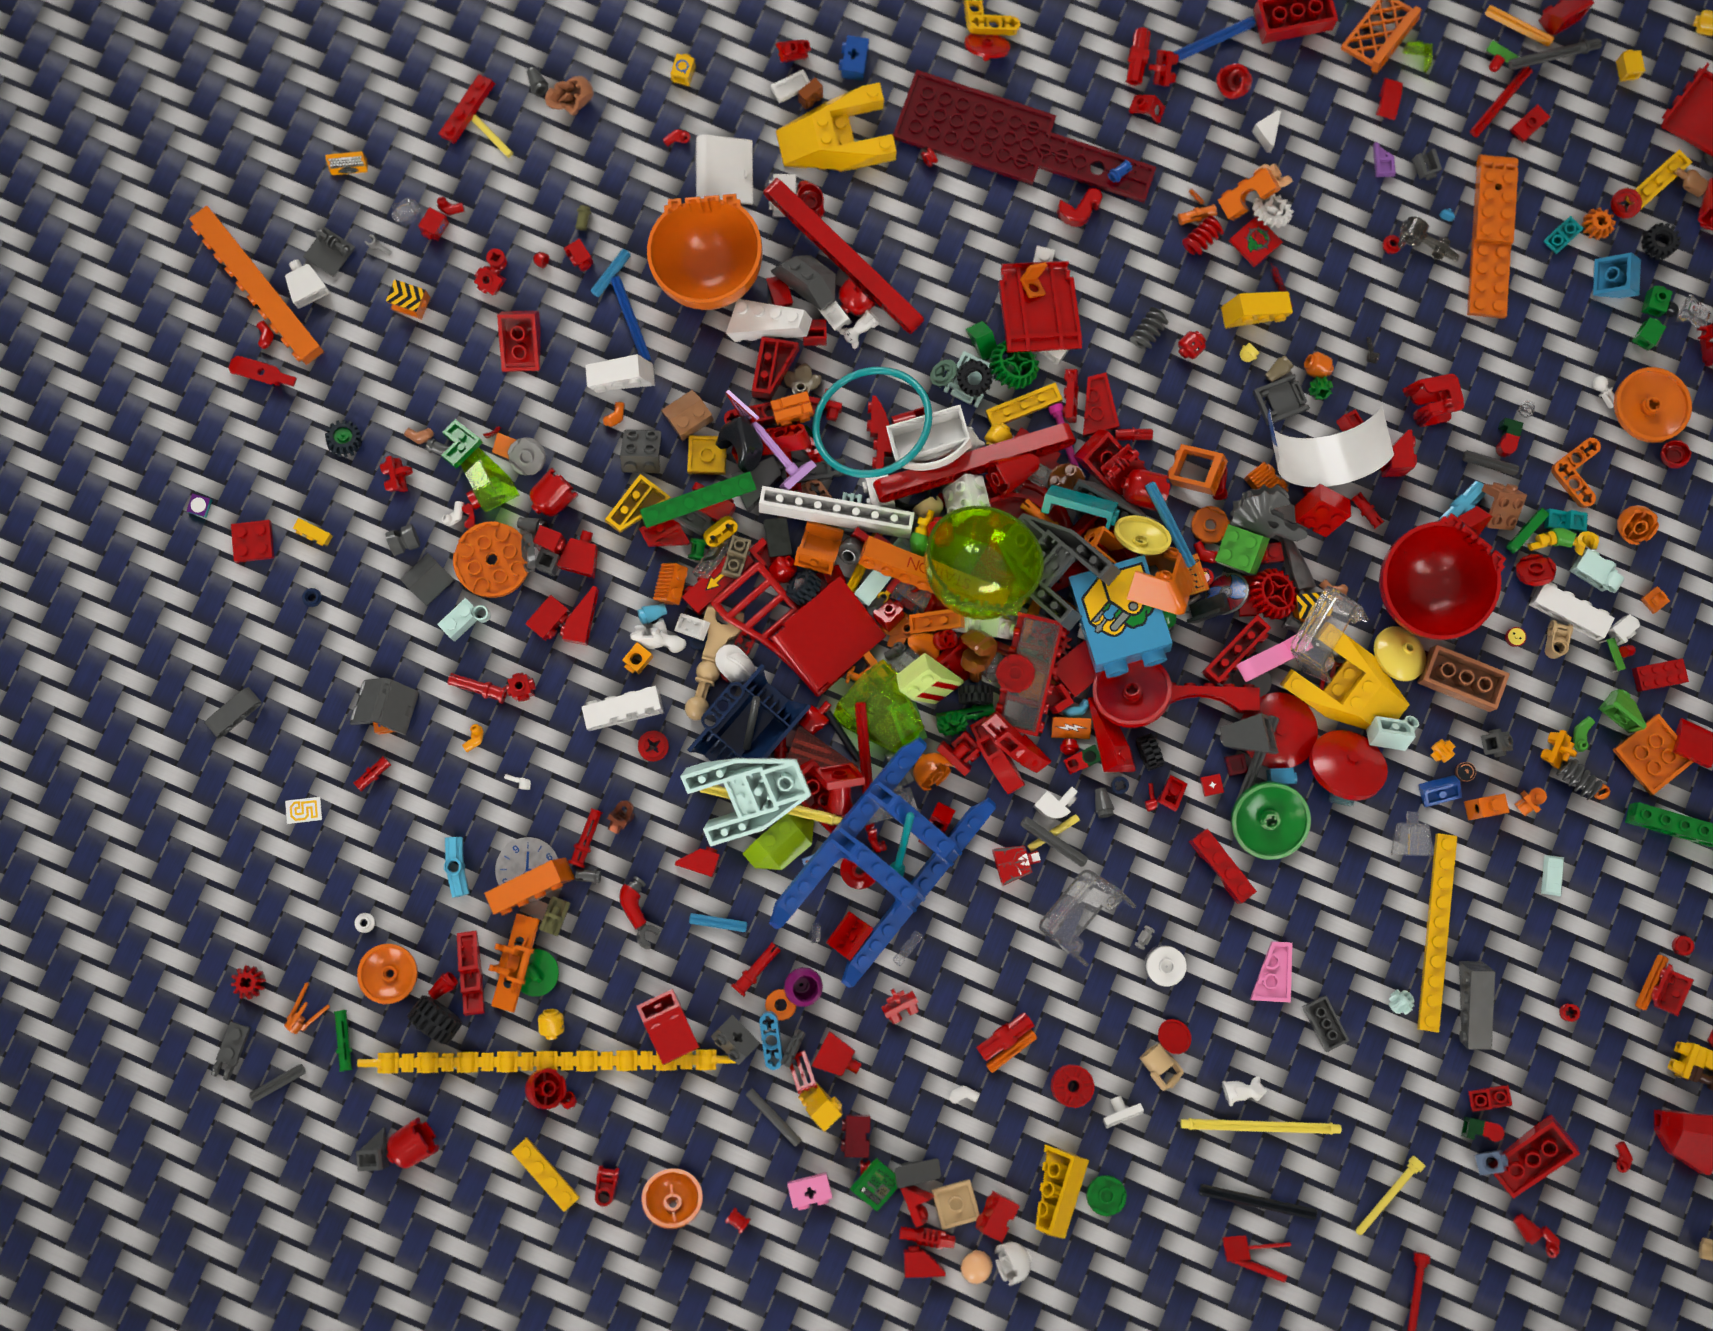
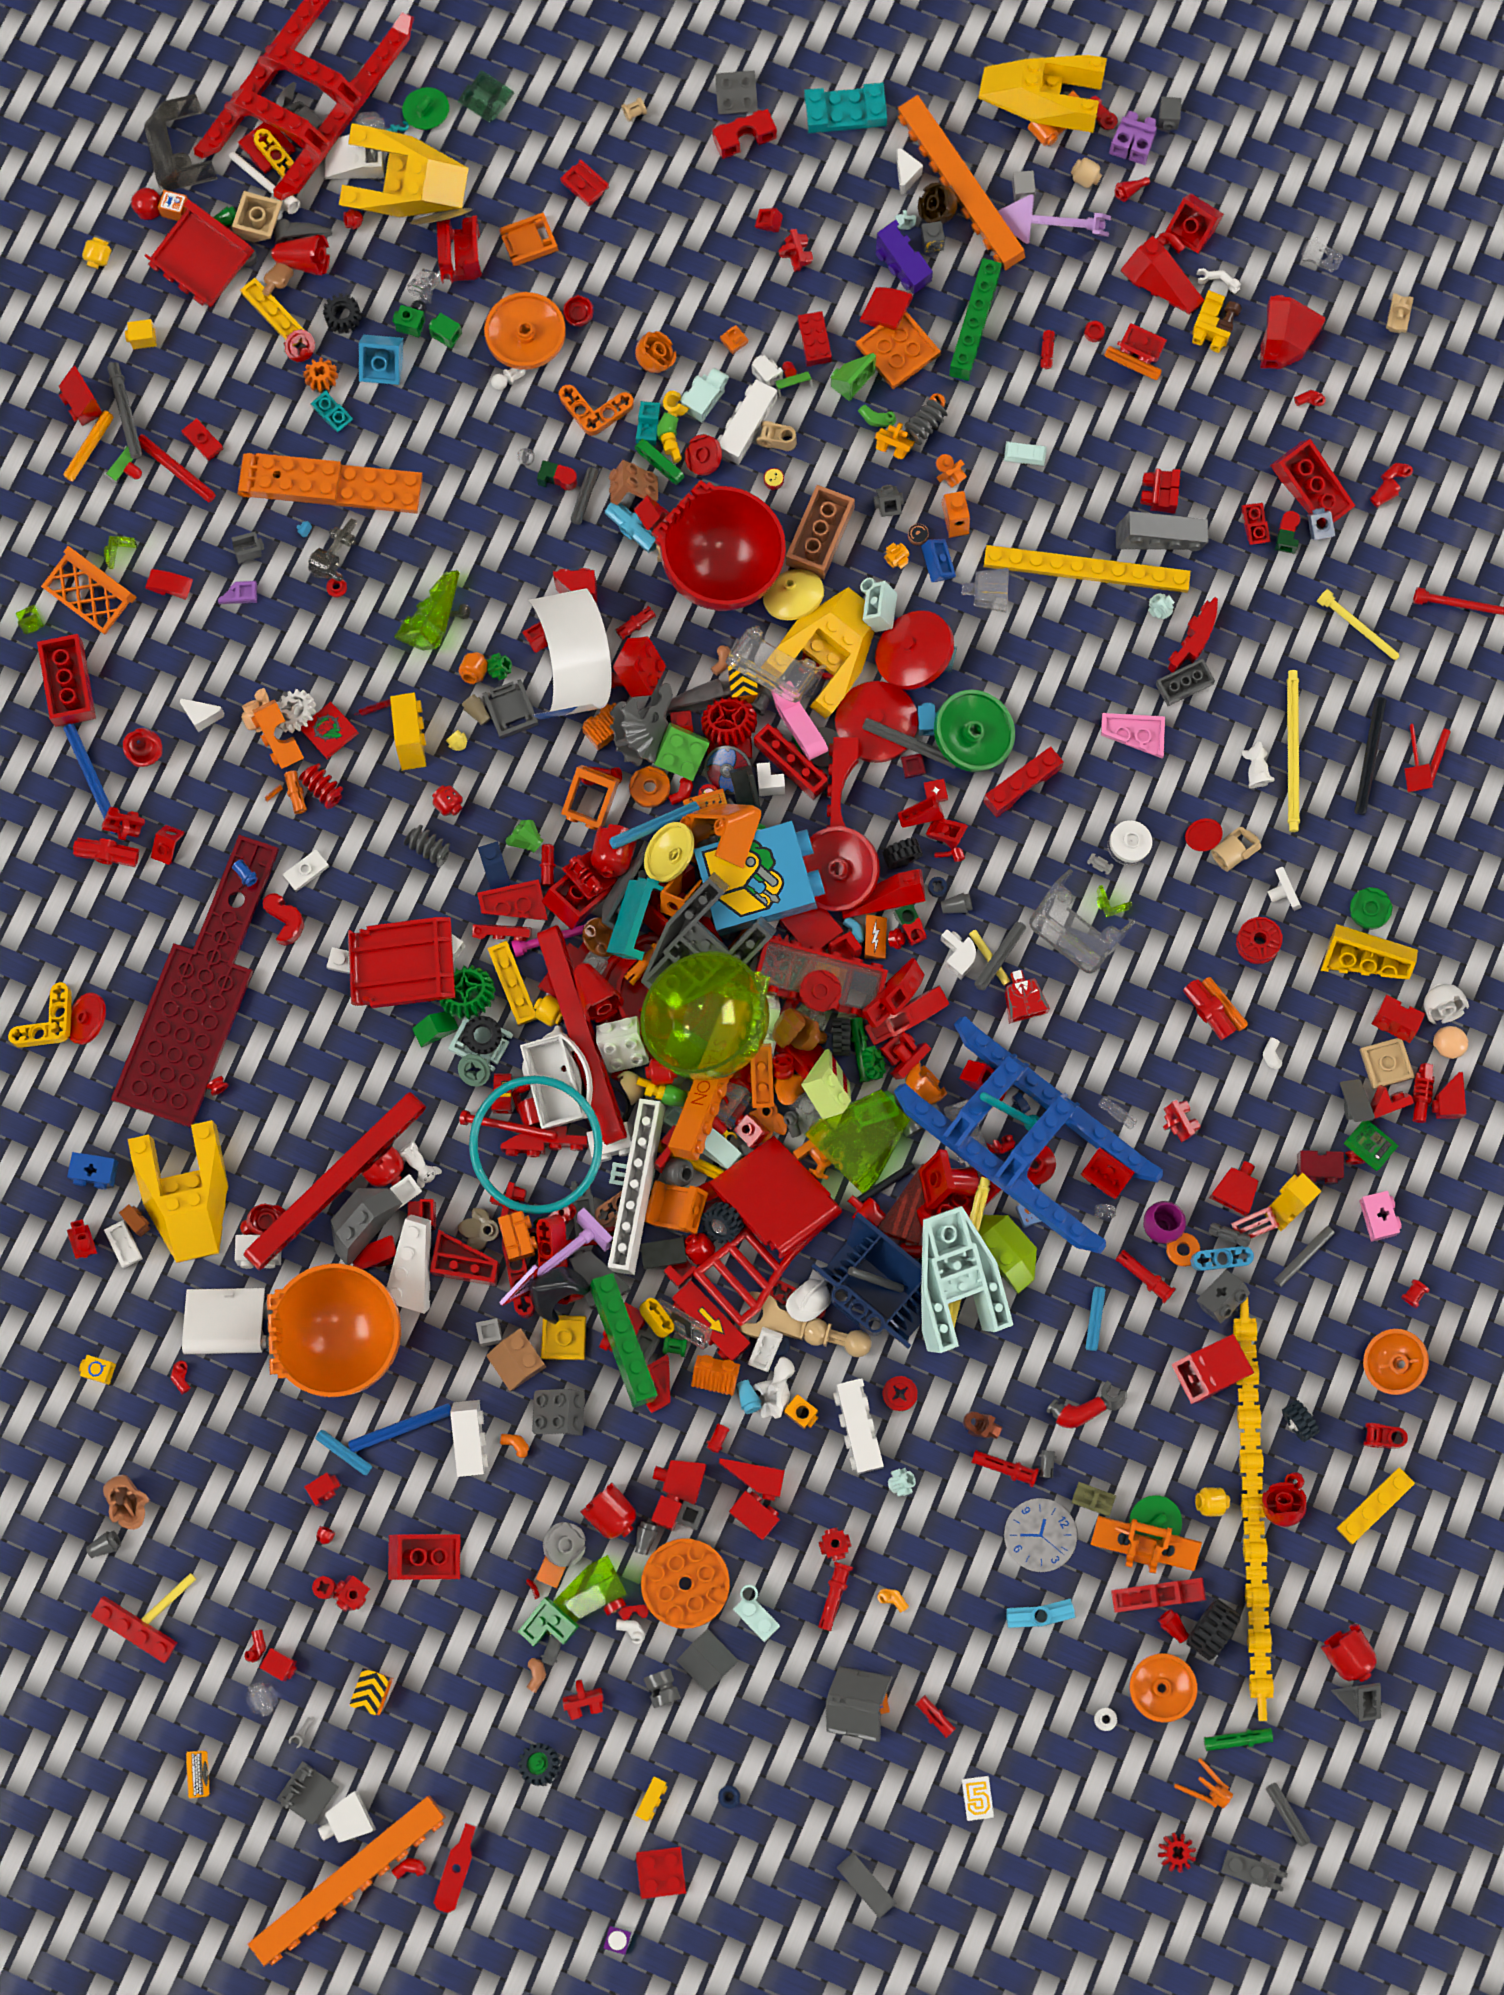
camera: 85 degrees left, 5 degrees down
(523, 782) = (943, 1540): white hand -> none
(528, 552) = (679, 1534): dark grey tile -> none
(529, 886) = (1062, 1529): orange wedge -> none
(574, 746) = (901, 1482): none -> light aqua gear
(582, 218) = (275, 1486): olive pin -> none
(616, 587) = (717, 1438): none -> red pin
(620, 1107) = (1300, 1421): none -> black wheel
(638, 496) = (617, 1414): yellow wedge -> none
(701, 861) = (1029, 1337): red slope -> none
(709, 390) = (489, 1332): none -> light grey brick
(736, 557) = (687, 1298): dark tan slope -> none
(863, 743) = (895, 1156): red axle -> none
(902, 366) = (466, 1118): none -> red bar
(915, 402) = (503, 1104): none -> red leg
(915, 858) = (1020, 1103): none -> dark blue tile
(1031, 277) = (368, 970): orange bracket -> none
(1105, 939) = (1104, 904): none -> clear neon green bracket
(1125, 226) = (305, 870): none -> white plate
(1131, 387) = (494, 865): none -> dark blue slope
(1159, 413) = (525, 836): none -> bright green rock
(1190, 771) = (921, 813): none -> red slope
(1215, 629) = (768, 783): none -> white piece
(1250, 735) = (884, 748): dark grey slope -> none
(1361, 326) = (430, 621): none -> clear neon green wedge
(1378, 1039) = (1198, 635): none -> red slope
(1442, 394) = (509, 539): red animal -> none
(1520, 1009) = (1165, 490): none -> red hips
(1562, 1012) = (1166, 436): red bush -> none
(1661, 899) = (1047, 349): none -> red axle

